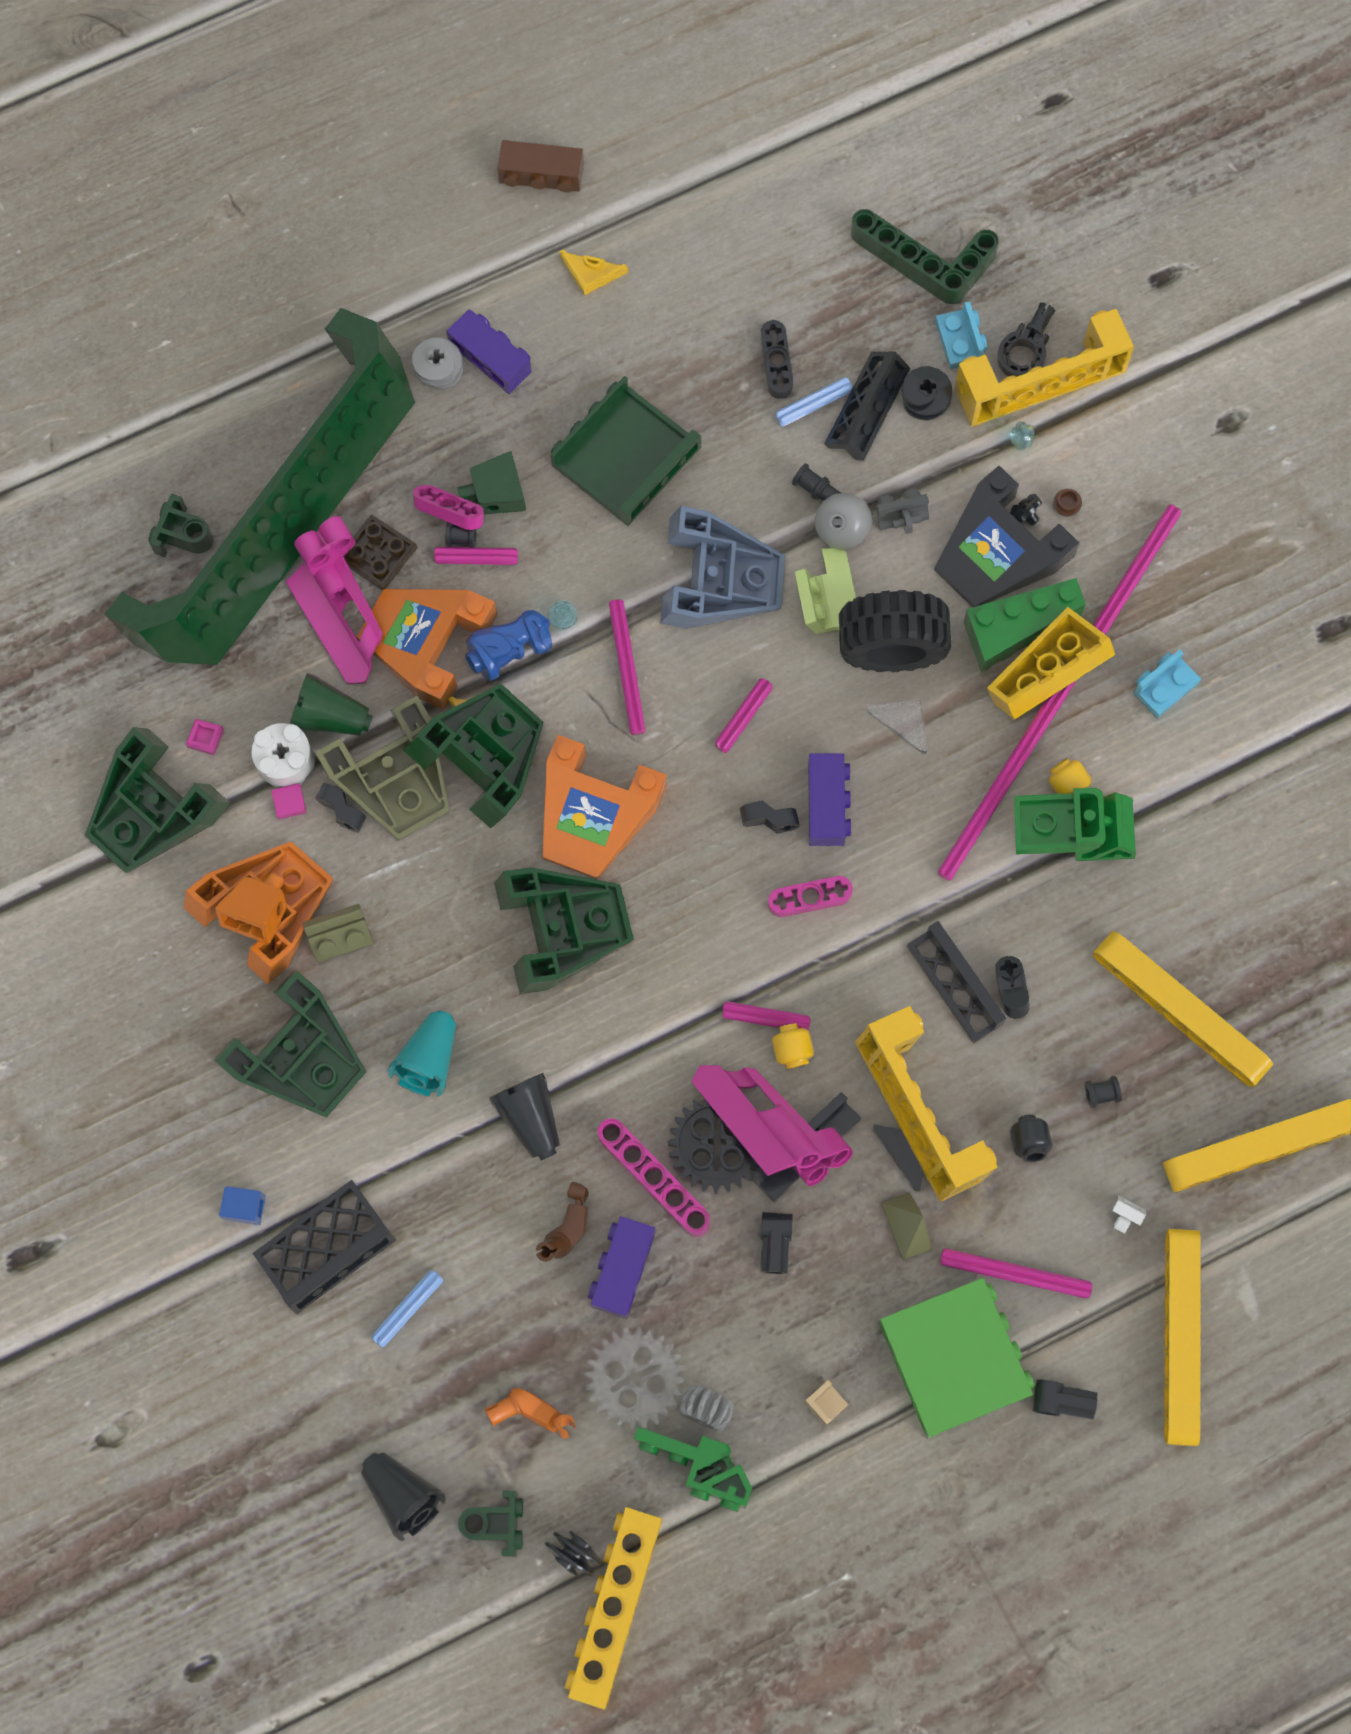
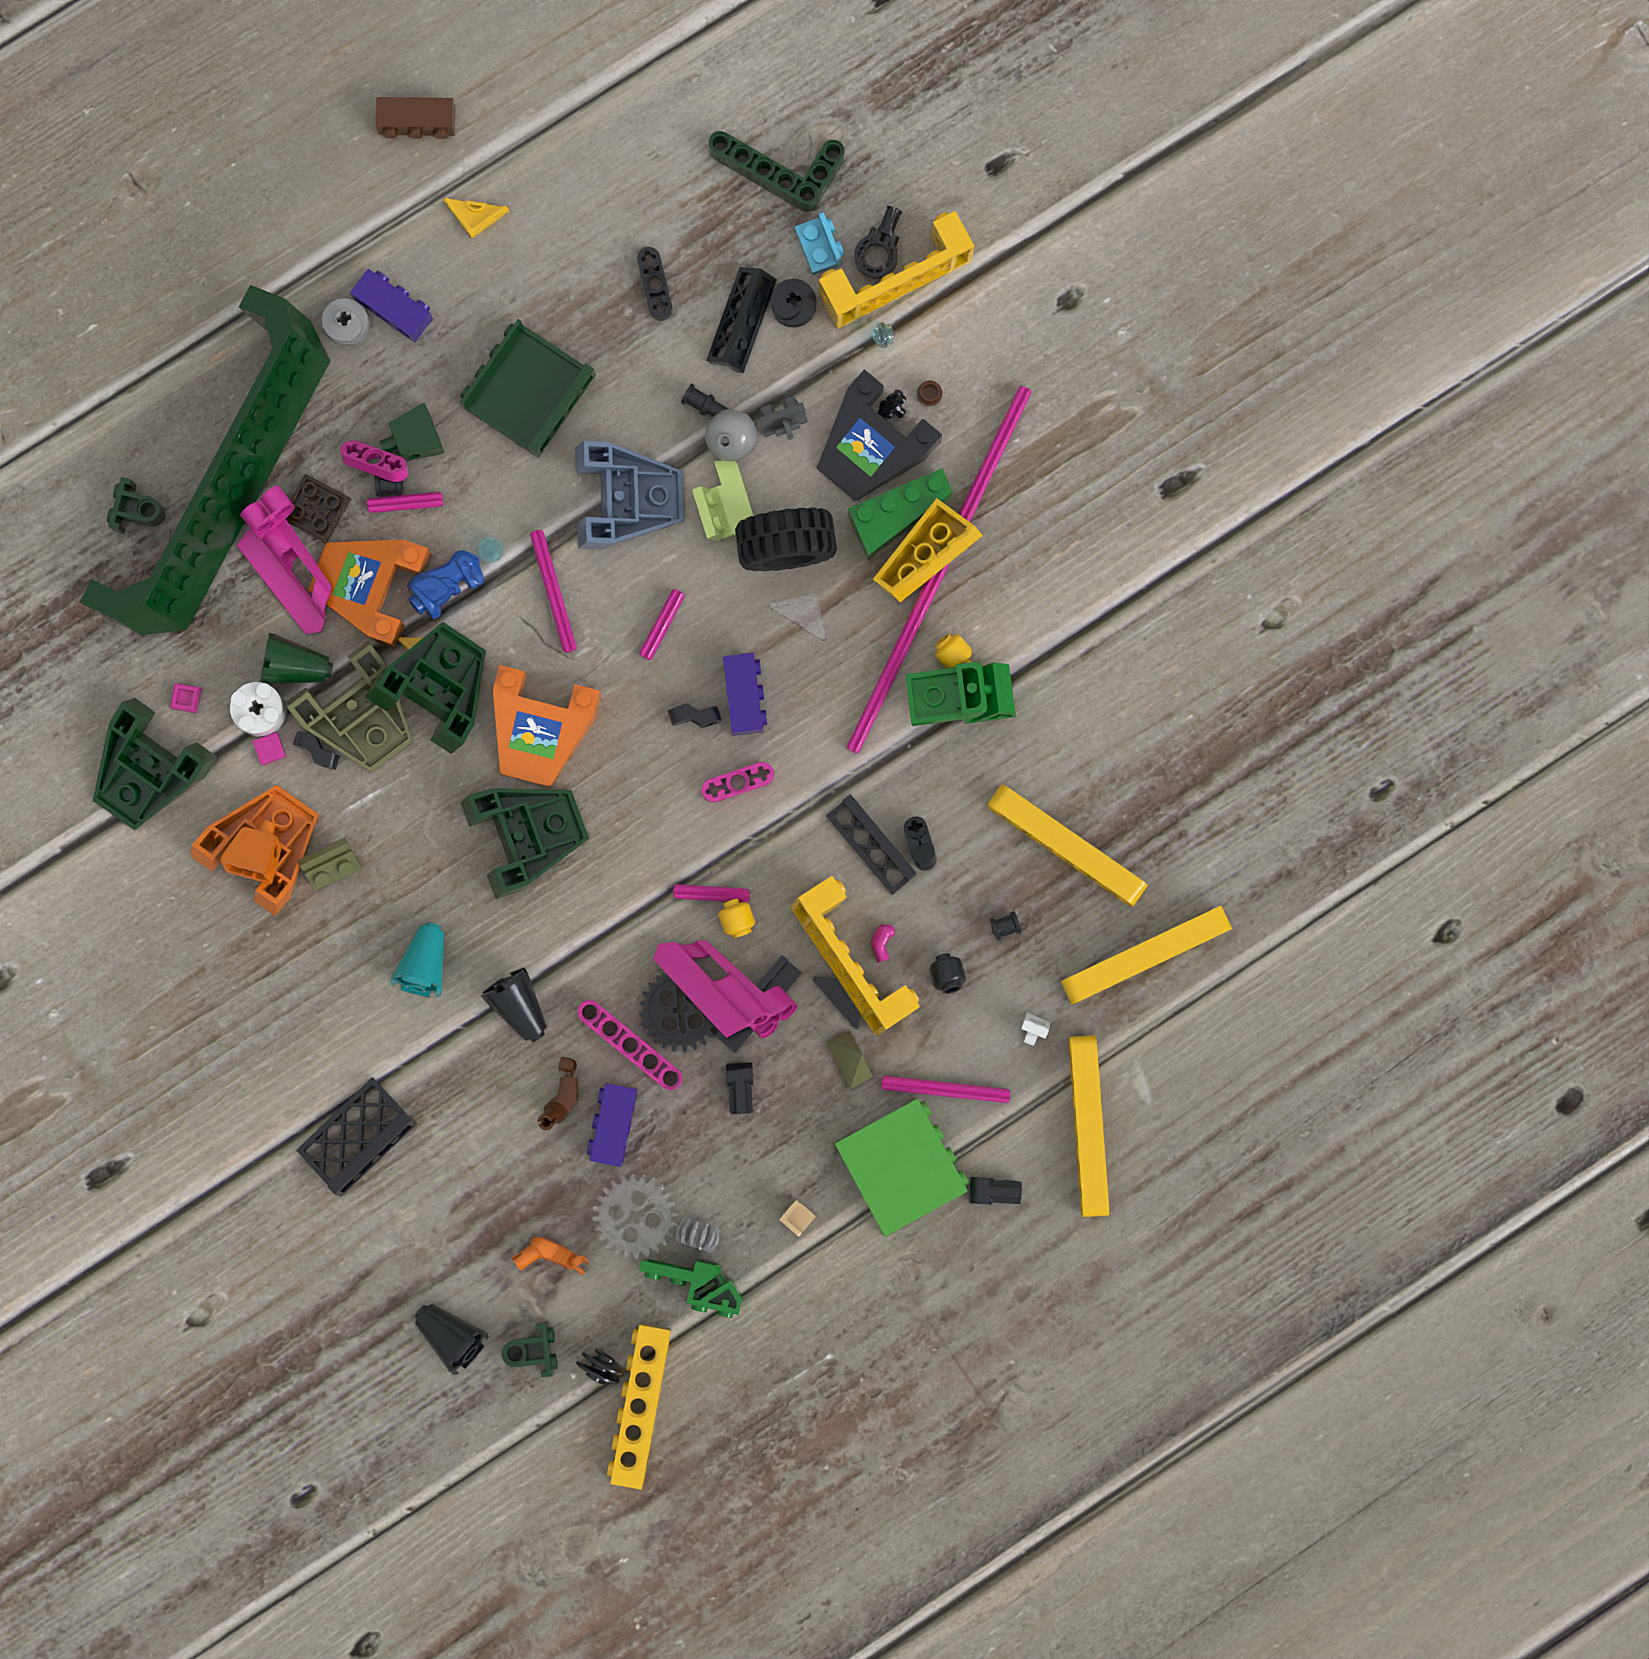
camera: 15 degrees left, 10 degrees up
(242, 1205) = (281, 1111): blue panel -> none
(305, 1060) = (317, 978): dark green wedge -> none
(407, 1308) = (434, 1180): light blue axle -> none
(814, 401) = (692, 321): light blue axle -> none
(954, 1092) = (879, 941): none -> dark pink arm
(1166, 683) = (1030, 554): medium azure bracket -> none

